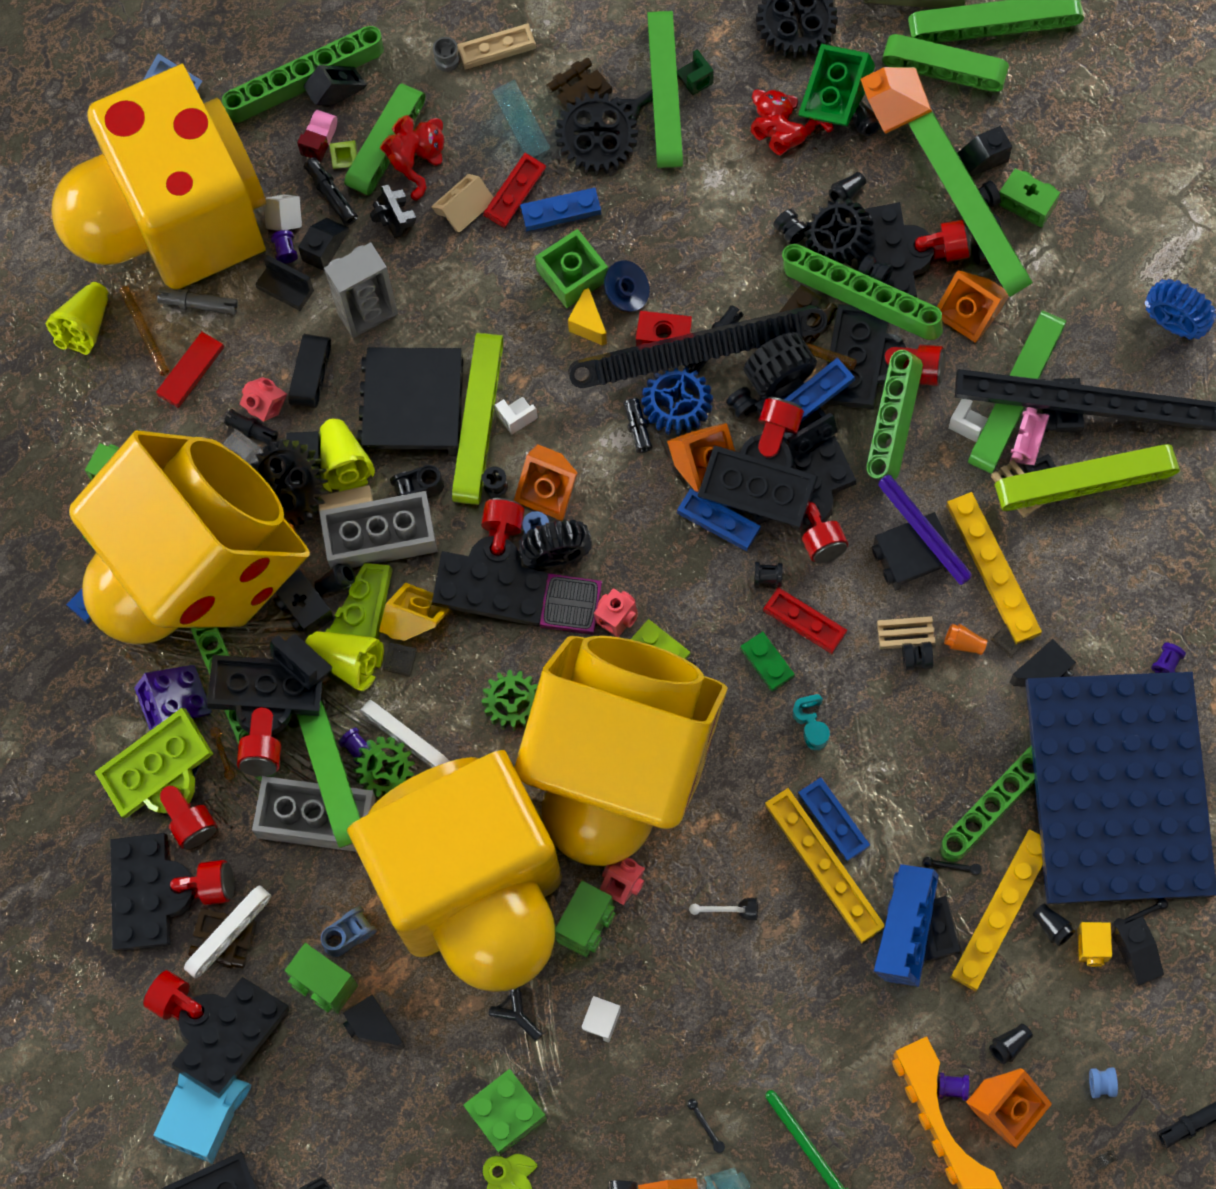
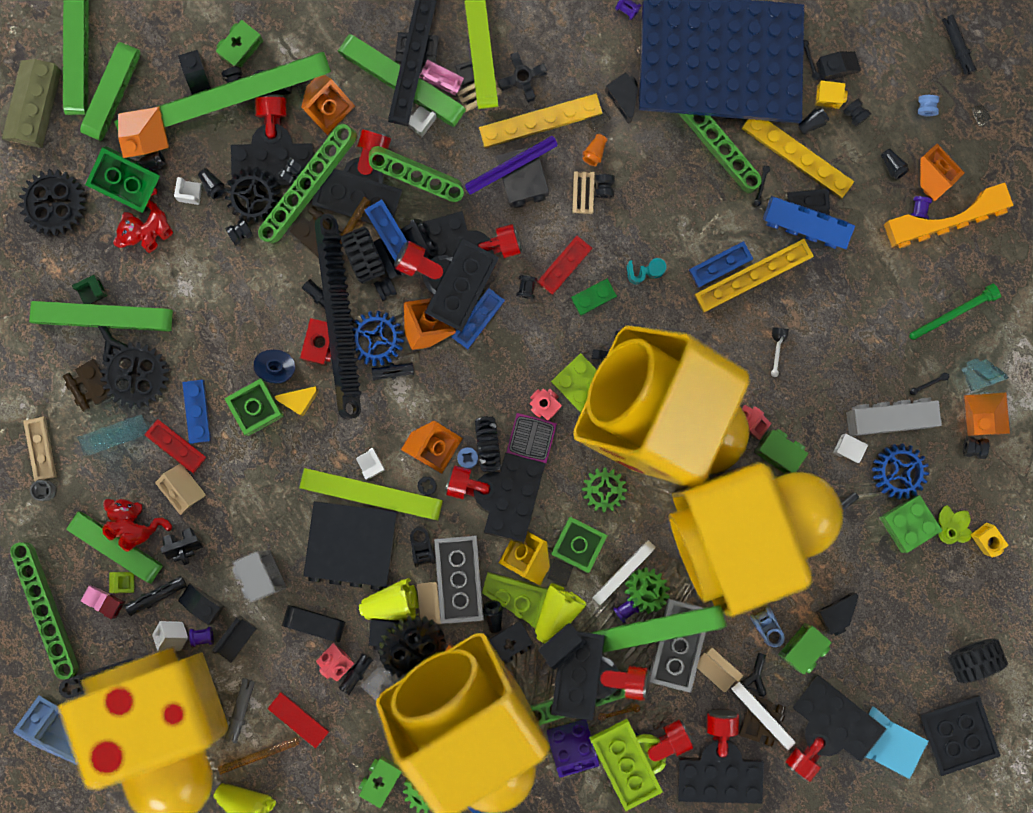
camera: 90 degrees left, 15 degrees up
(280, 925) = (756, 676): none -> black piece
(288, 873) = (718, 669): none -> tan panel
(333, 84) = (58, 585): black slope -> none
(436, 672) = (579, 544): none -> bright green brick
(566, 1100) = (905, 479): none -> blue gear
(648, 1069) = (894, 418): none -> light grey brick
(833, 162) = (188, 191): none -> white panel
(1056, 530) = (508, 82): none -> black pin
(1075, 982) = (856, 112): none -> black wheel

